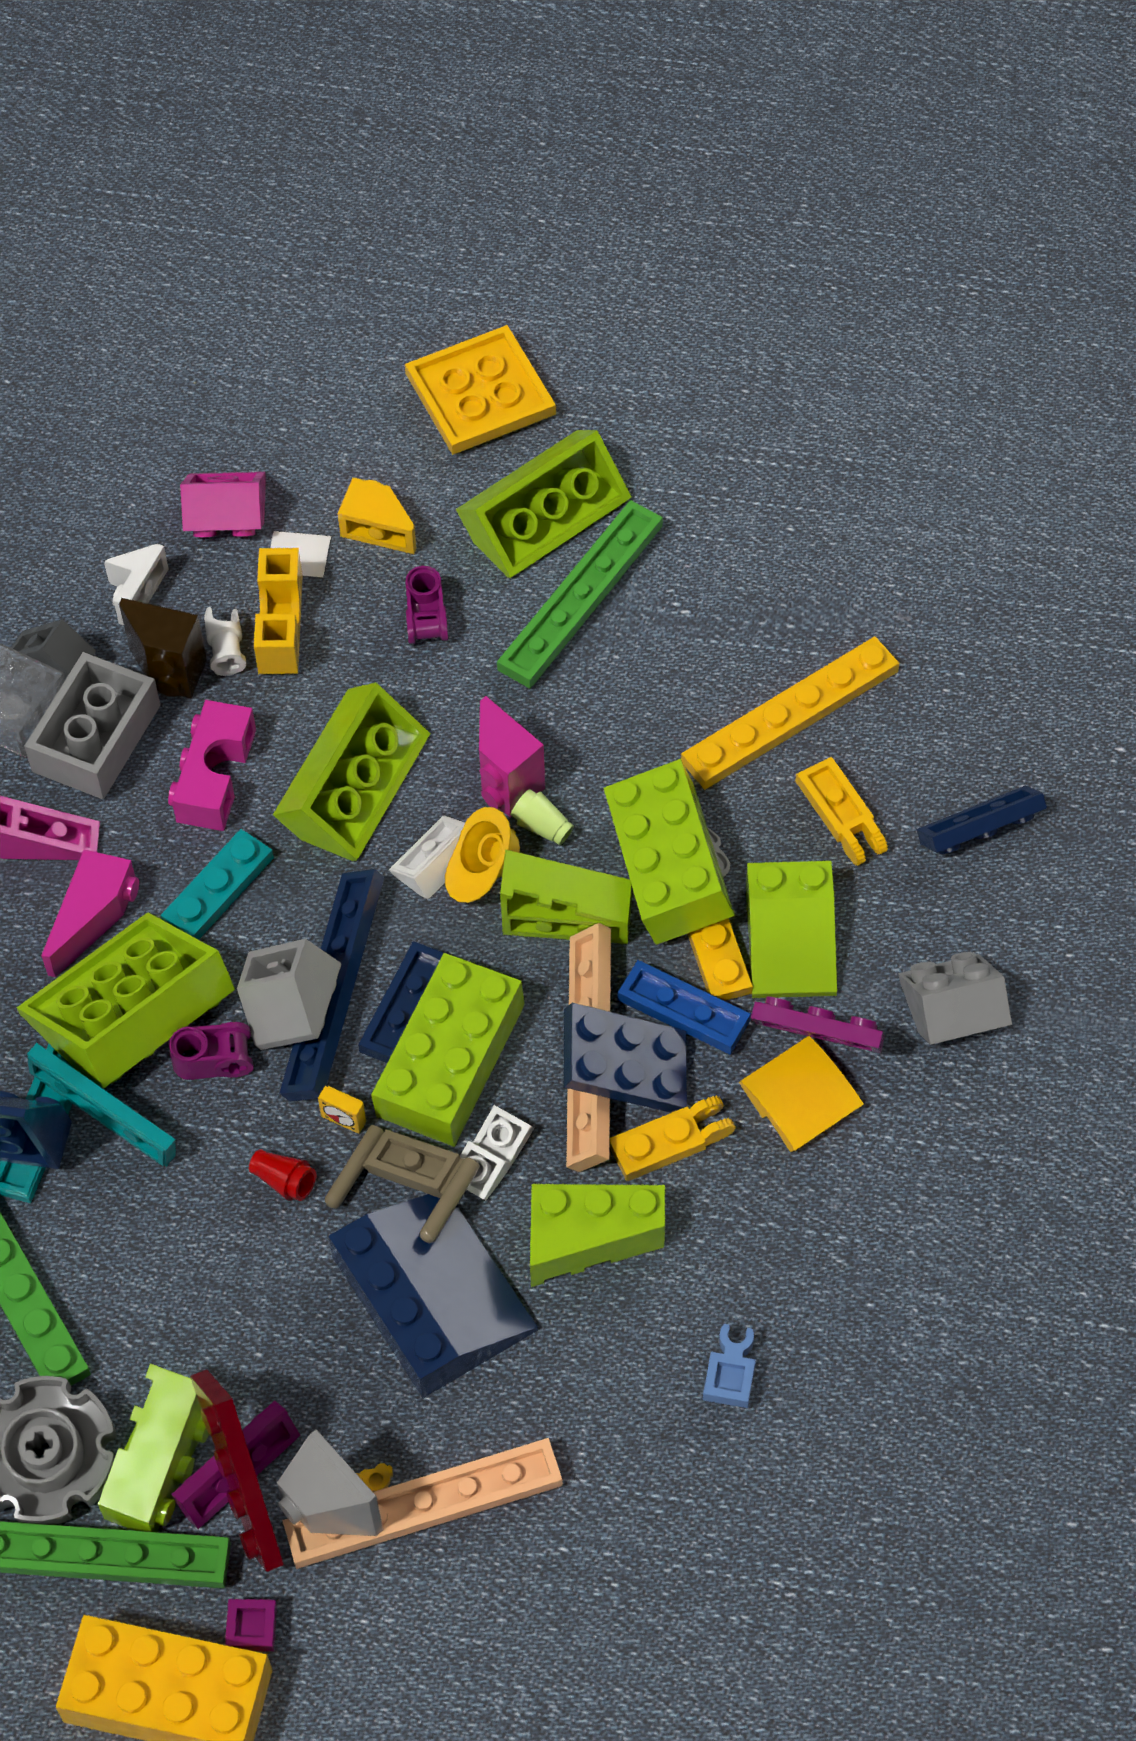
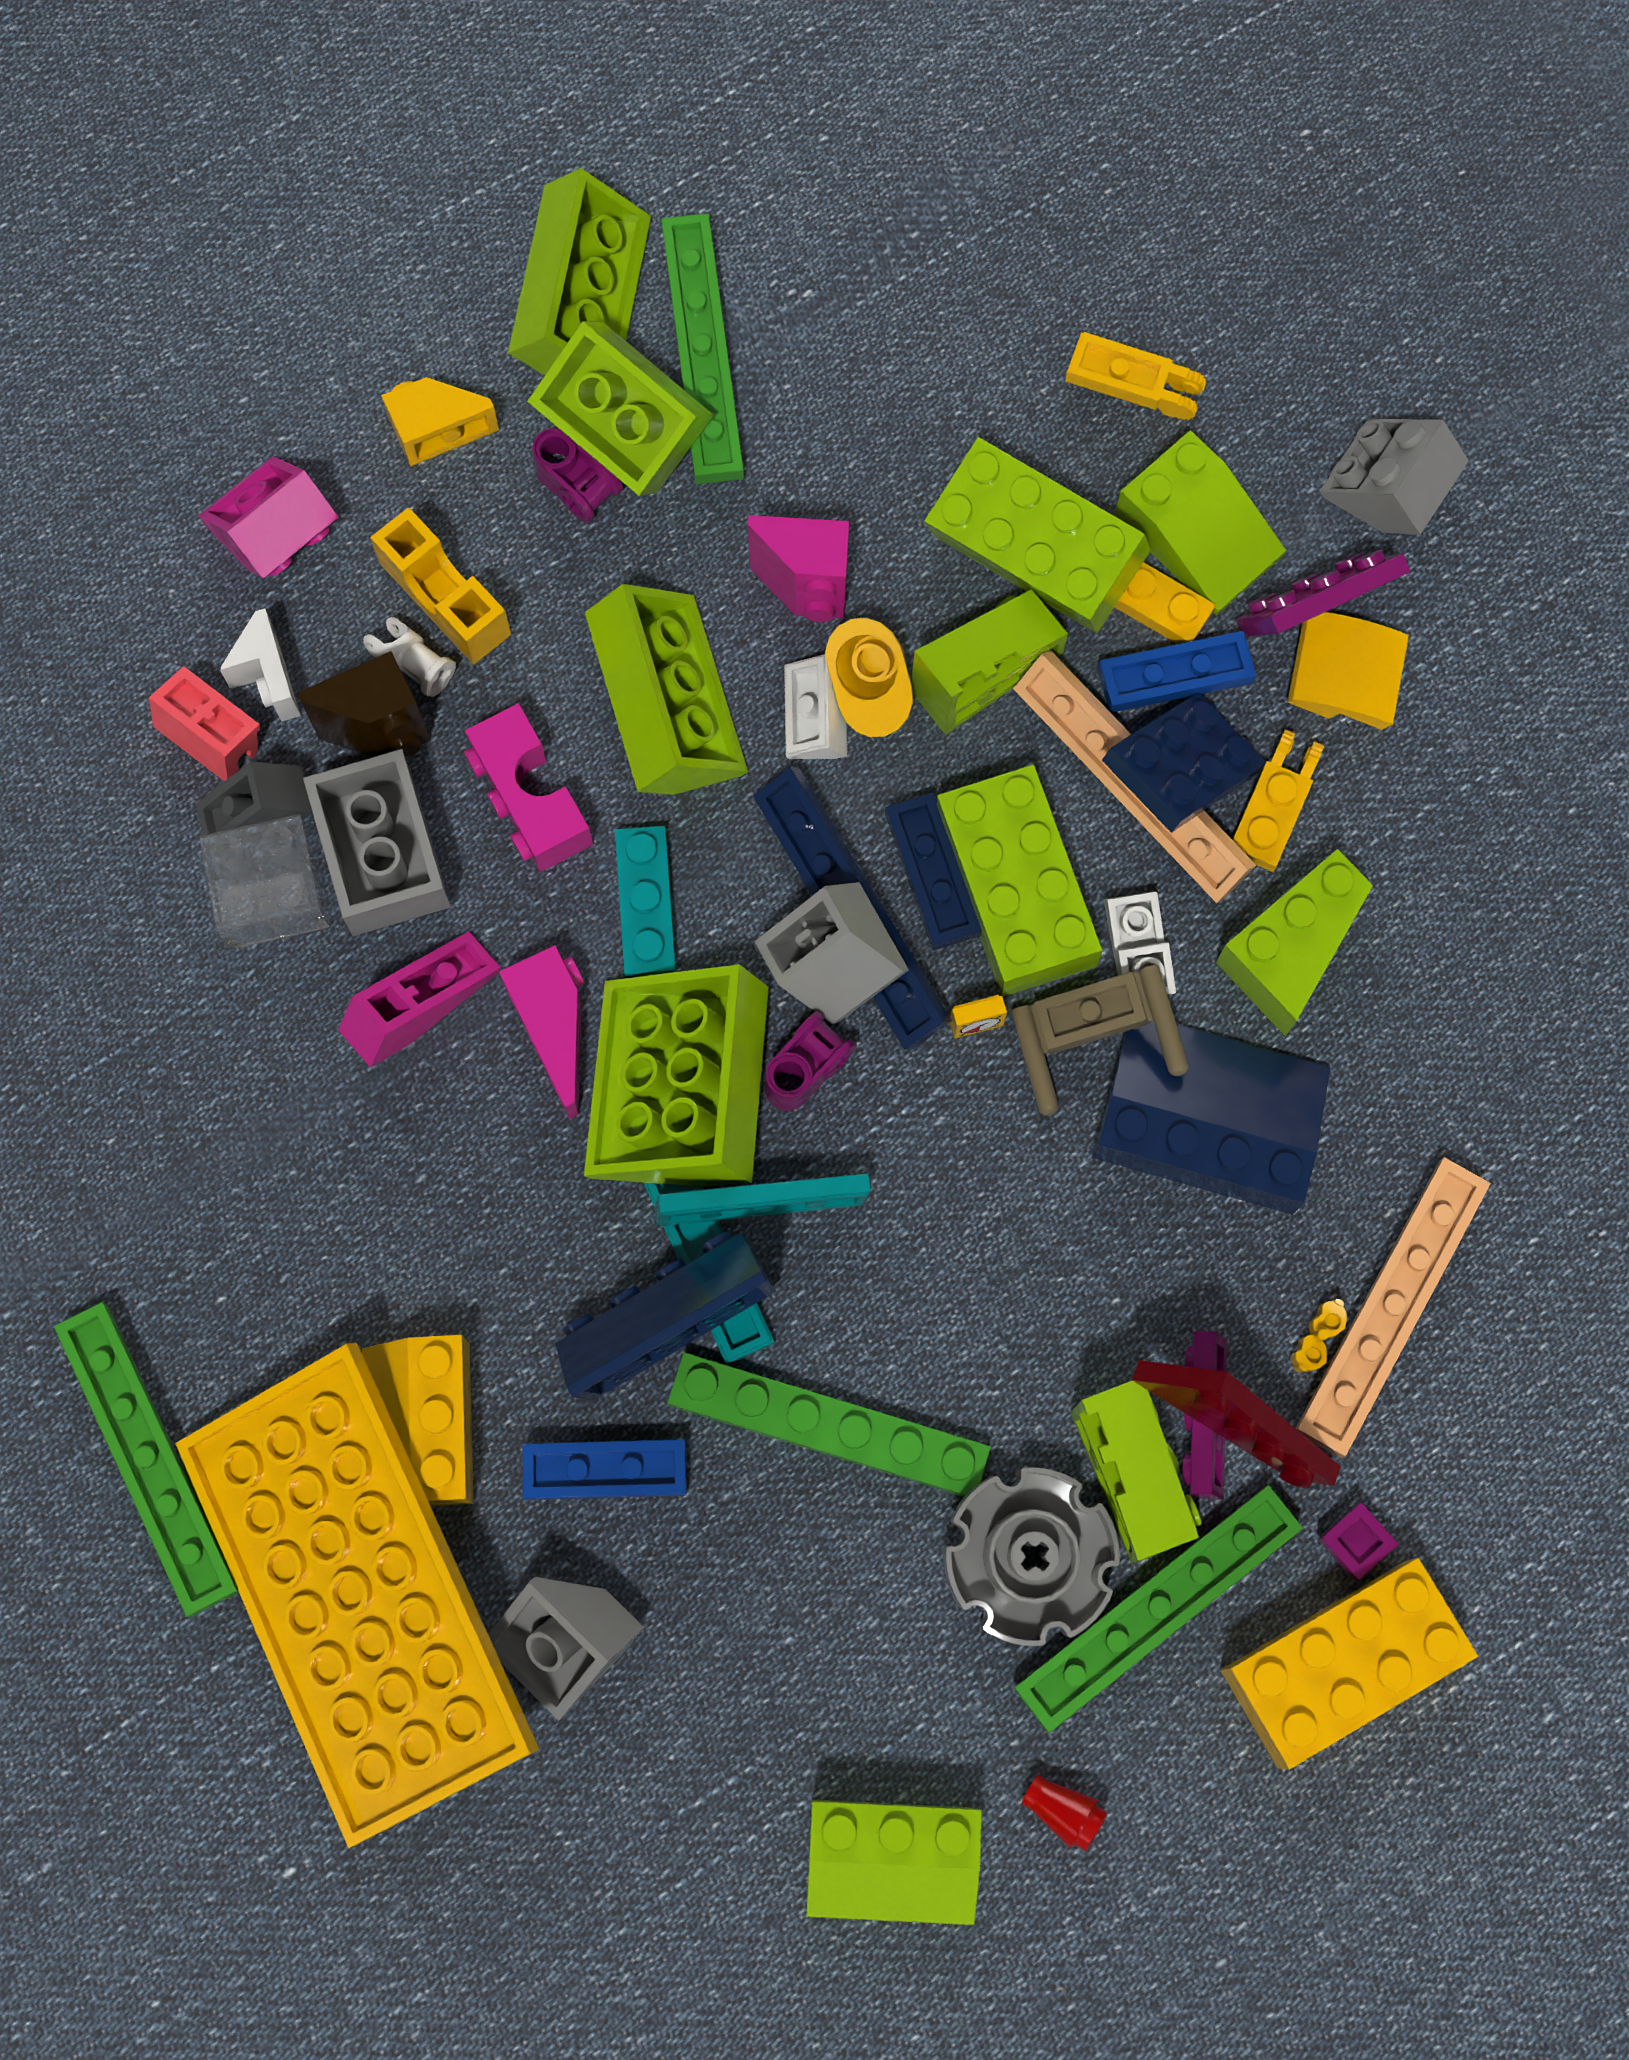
camera: 45 degrees left, 15 degrees up
(69, 584) = (203, 723): none -> coral hinge
(286, 1175) = (983, 1120): red cone -> none
(312, 550) = (383, 505): white sticker -> none
(327, 1492) = (1331, 1371): light grey slope -> none
(480, 389) = (404, 213): yellow plate -> none
(483, 585) = (620, 407): none -> lime brick
(541, 817) = (880, 594): yellowish green cone -> none
(730, 1373) = (1530, 971): medium blue plate -> none
(789, 712) = (997, 317): yellow plate -> none
(981, 820) = (1262, 289): dark blue plate -> none

